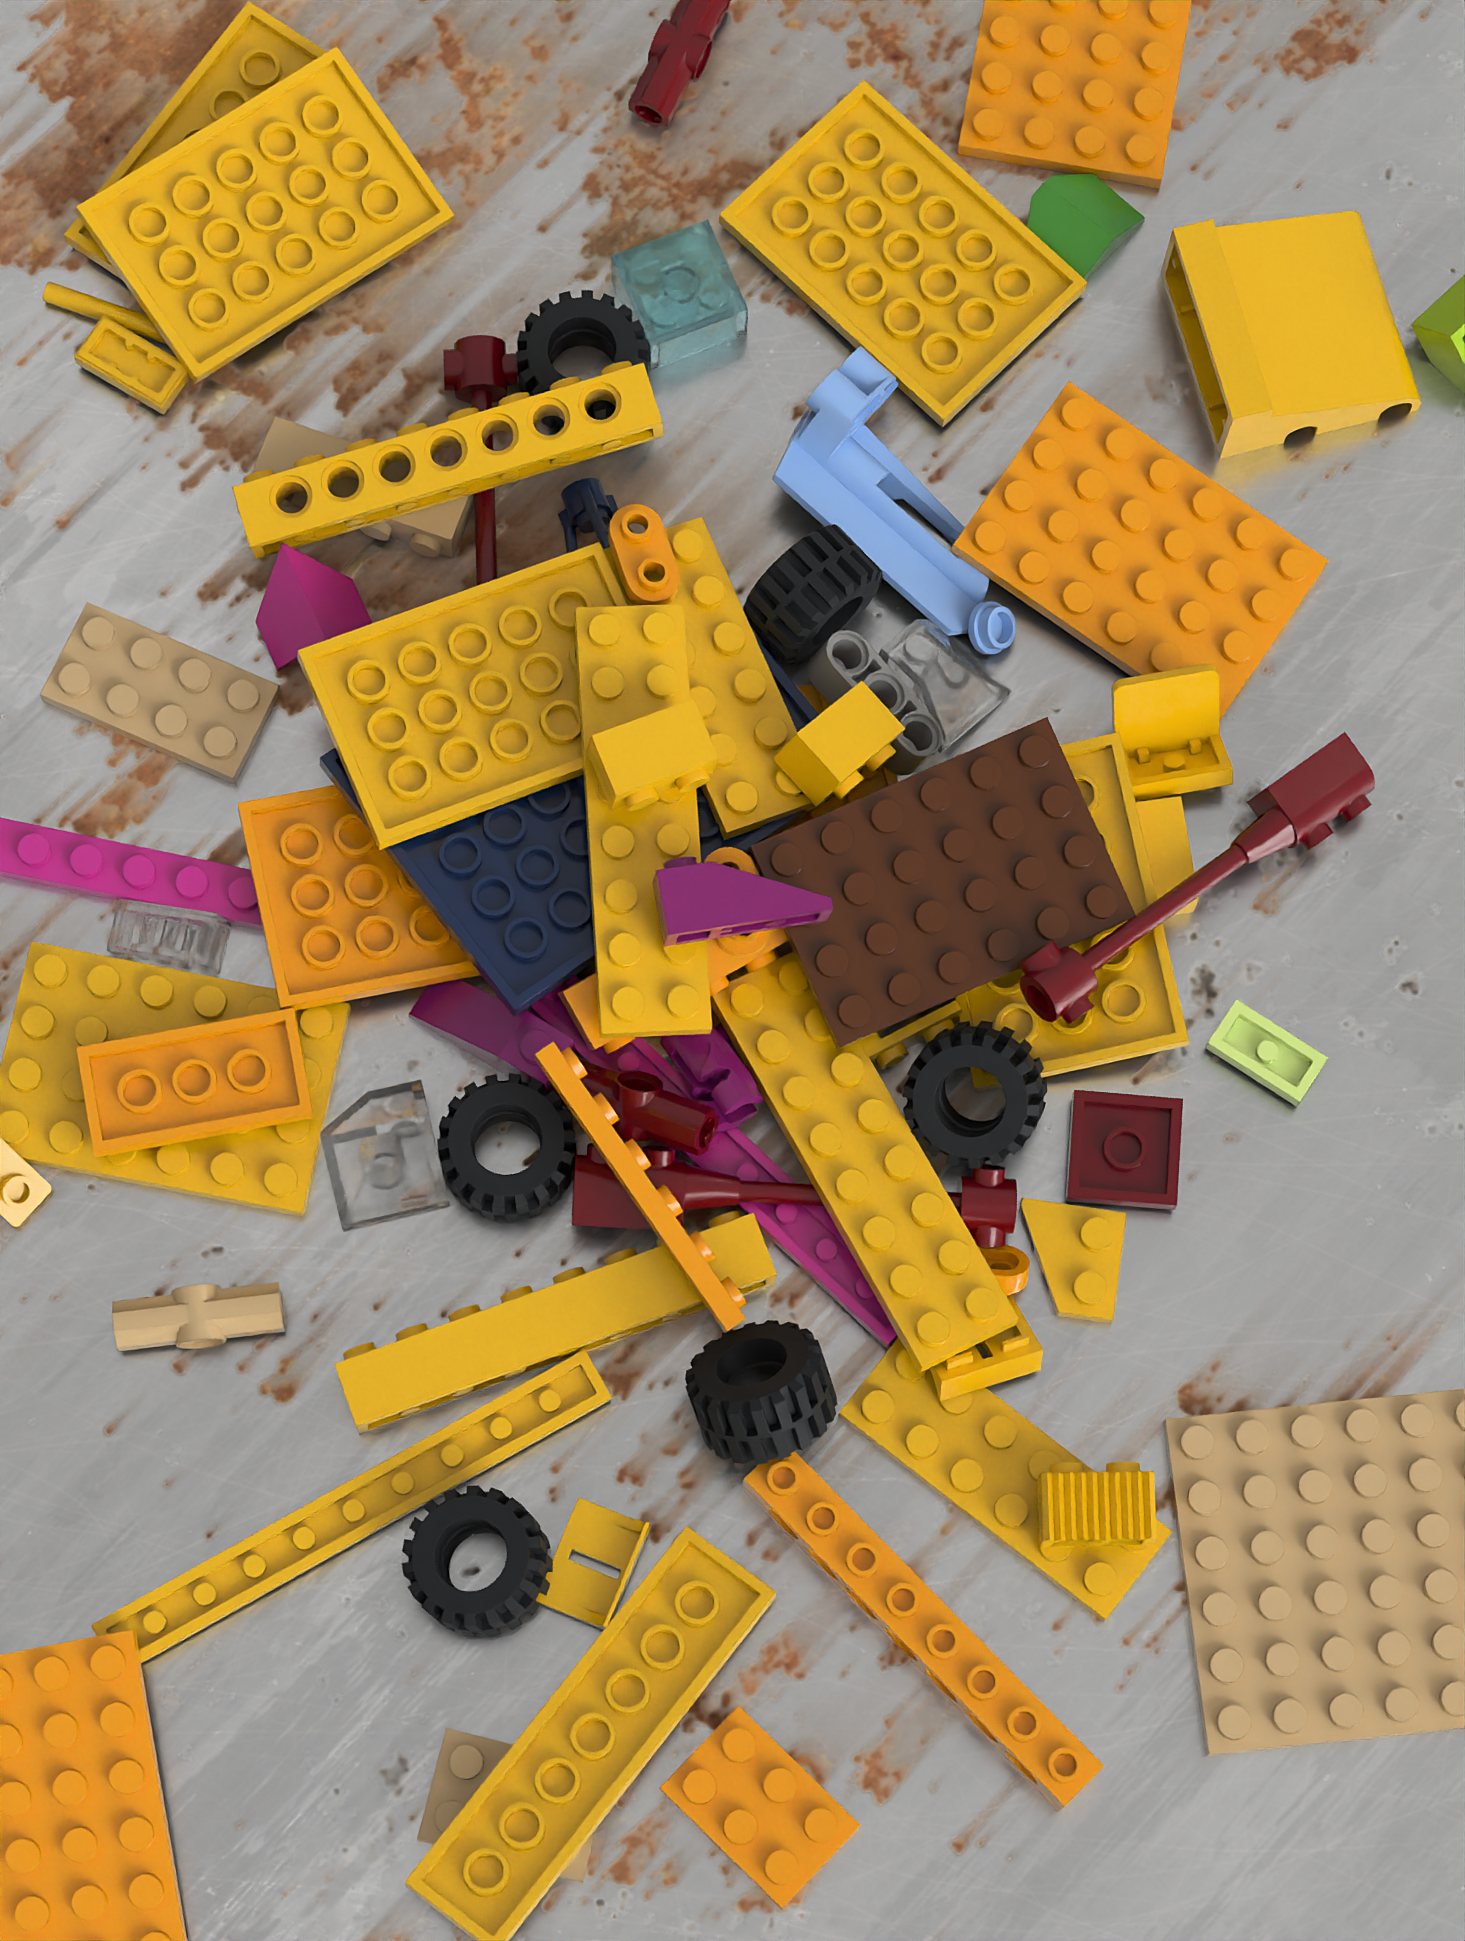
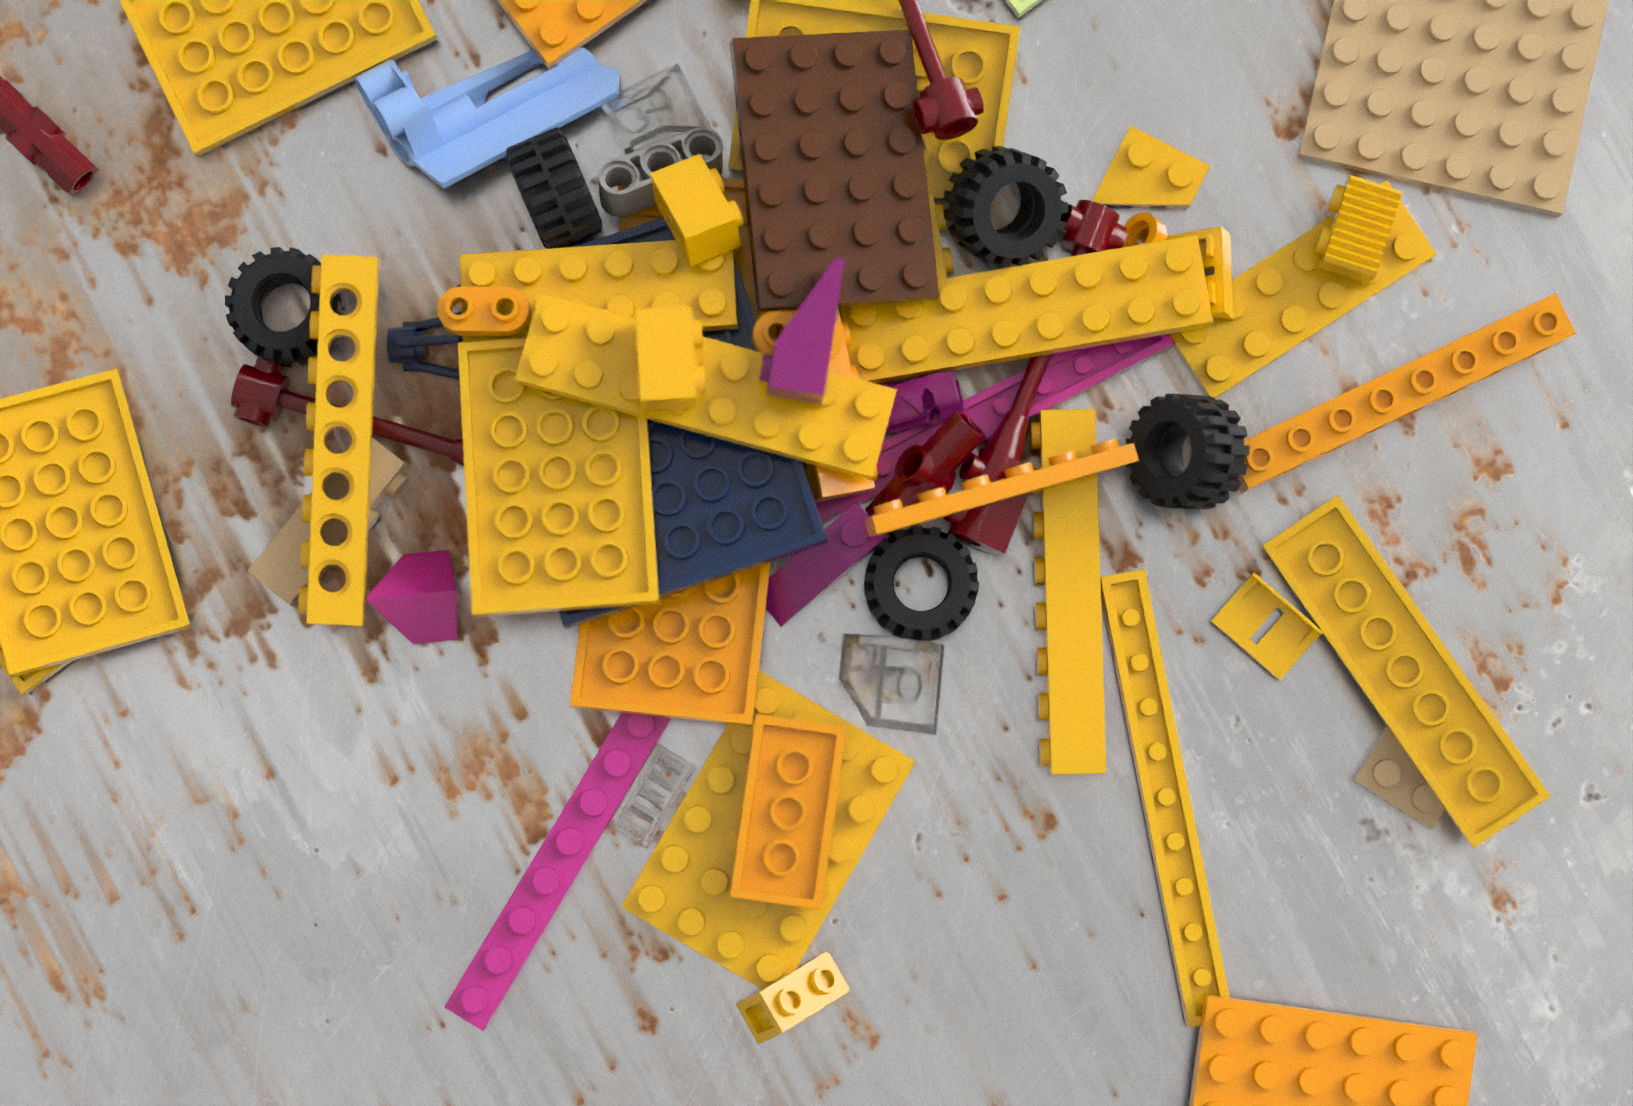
camera: 65 degrees left, 10 degrees up
(95, 308) = (95, 685): yellow bar -> none
(132, 364) = (154, 673): yellow plate -> none
(160, 693) = (445, 739): tan plate -> none
(197, 1316) = (972, 868): tan piece -> none
(442, 1533) = (1249, 753): black tyre -> none
(680, 293) = (251, 207): clear light blue brick -> none
(760, 1807) = (1490, 563): light orange plate -> none
(991, 627) = (622, 59): light blue plate -> none
(1124, 1149) = (1080, 108): dark red plate -> none

